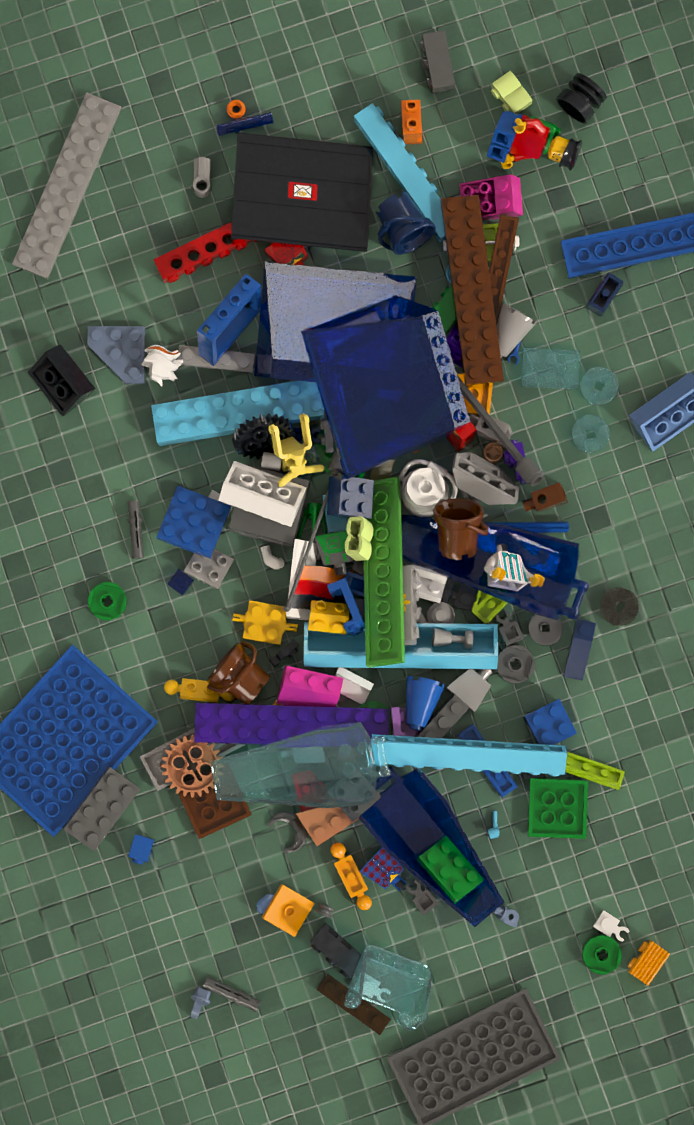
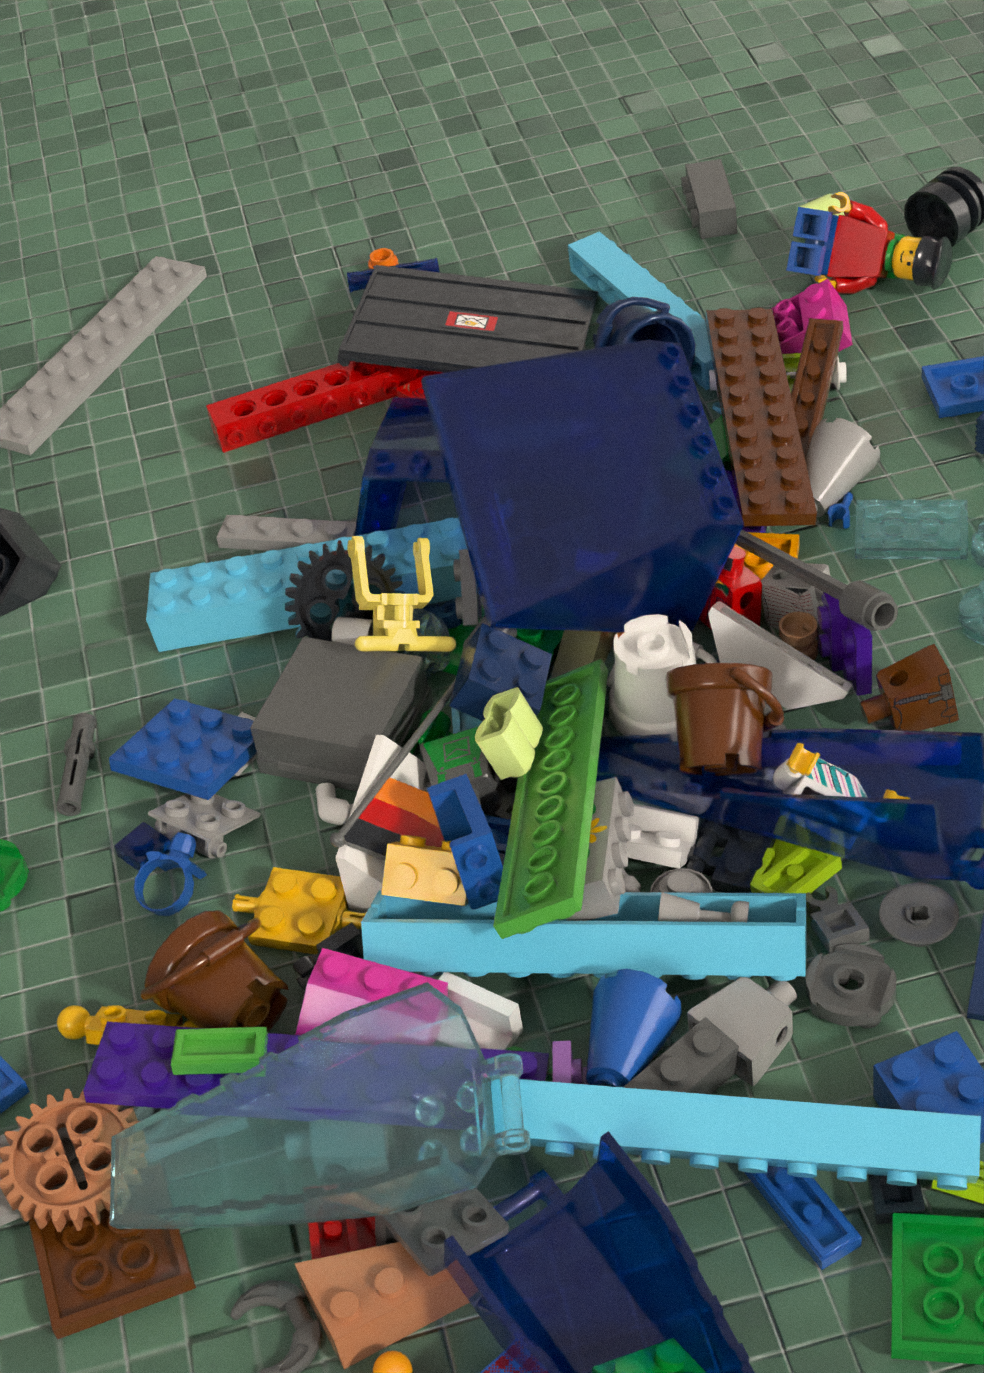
camera: 15 degrees right, 40 degrees down
(121, 350) = (125, 528): sand blue plate -> none
(161, 363) = (187, 527): white hair -> none
(200, 594) = (181, 849): none -> blue piece
(202, 176) = (311, 329): light grey piece -> none
(229, 320) = (256, 417): blue window -> none
(251, 721) = (218, 1050): none -> bright green tile
(261, 495) = (320, 667): white slope -> none
(411, 121) = (660, 235): orange hips -> none
(494, 832) = (801, 1342): medium azure hand -> none

